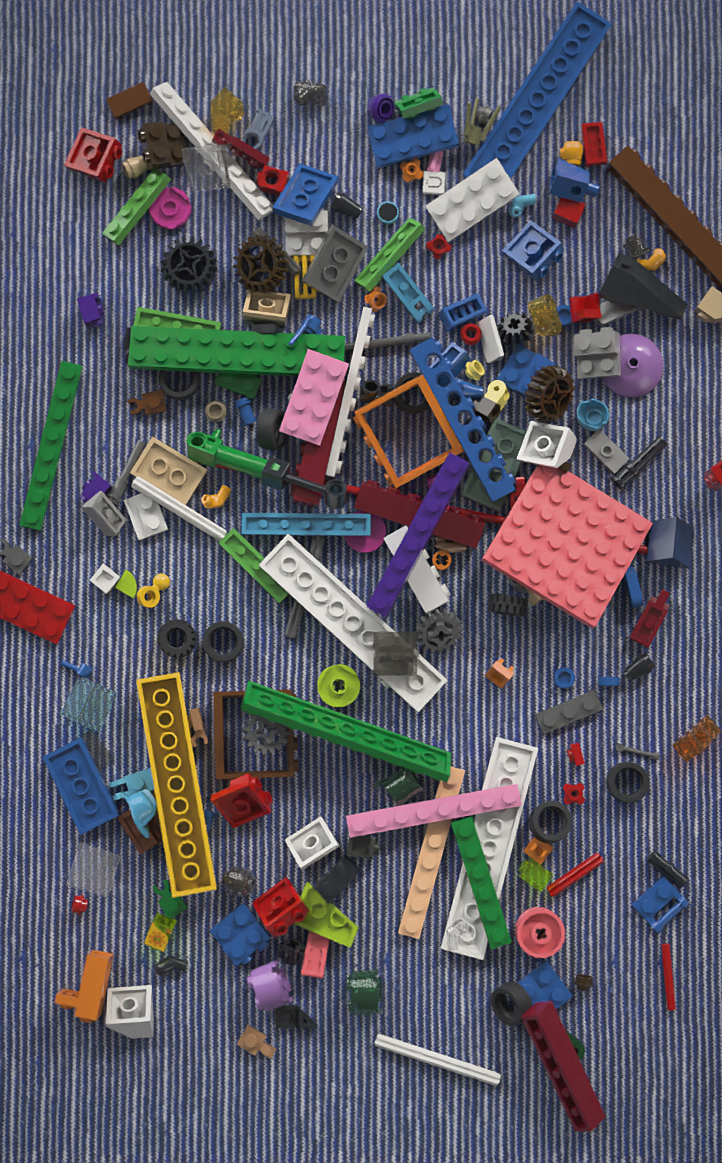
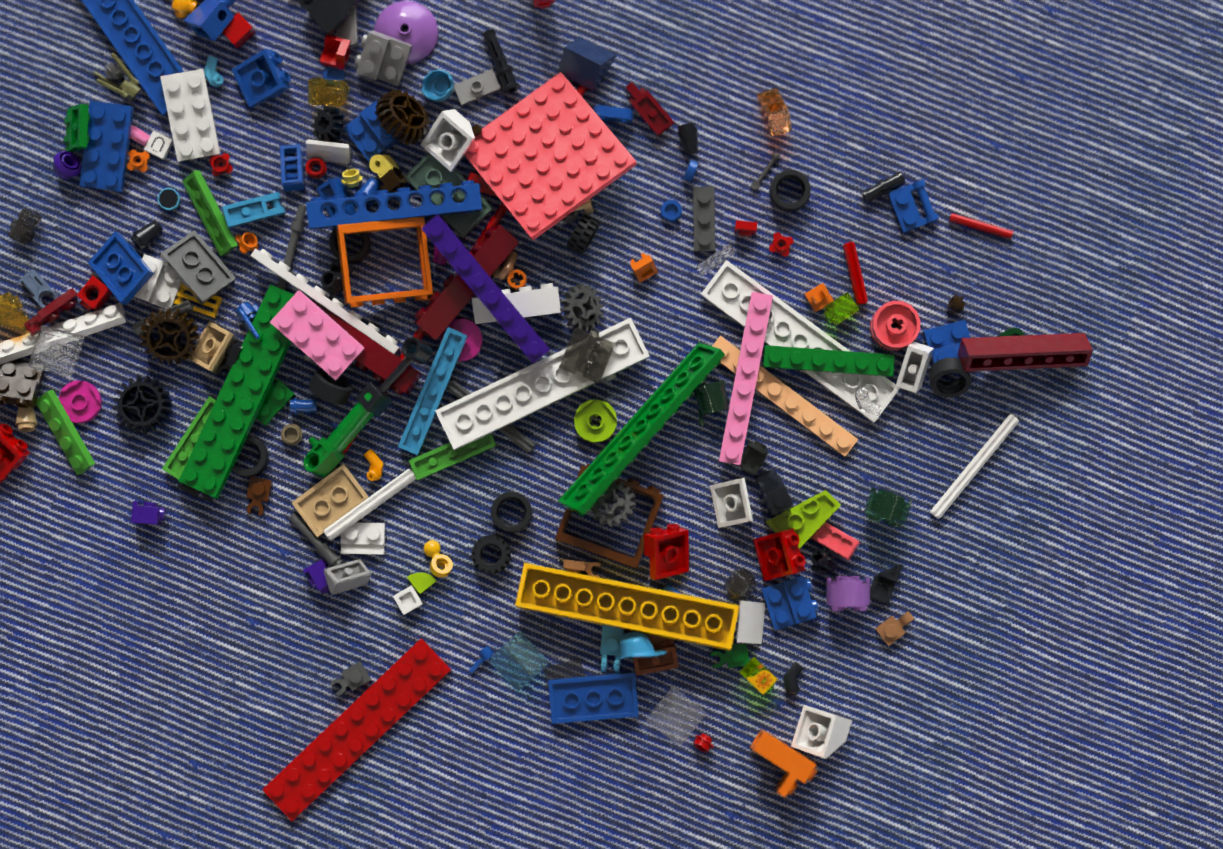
camera: 70 degrees left, 0 degrees up
(51, 445) = (260, 602): green plate -> none
(207, 905) = (751, 622): none -> white sticker
(507, 966) = (914, 367): none -> white brick
(534, 737) = (715, 259): none -> clear axle
(563, 812) = (795, 260): black tyre -> none

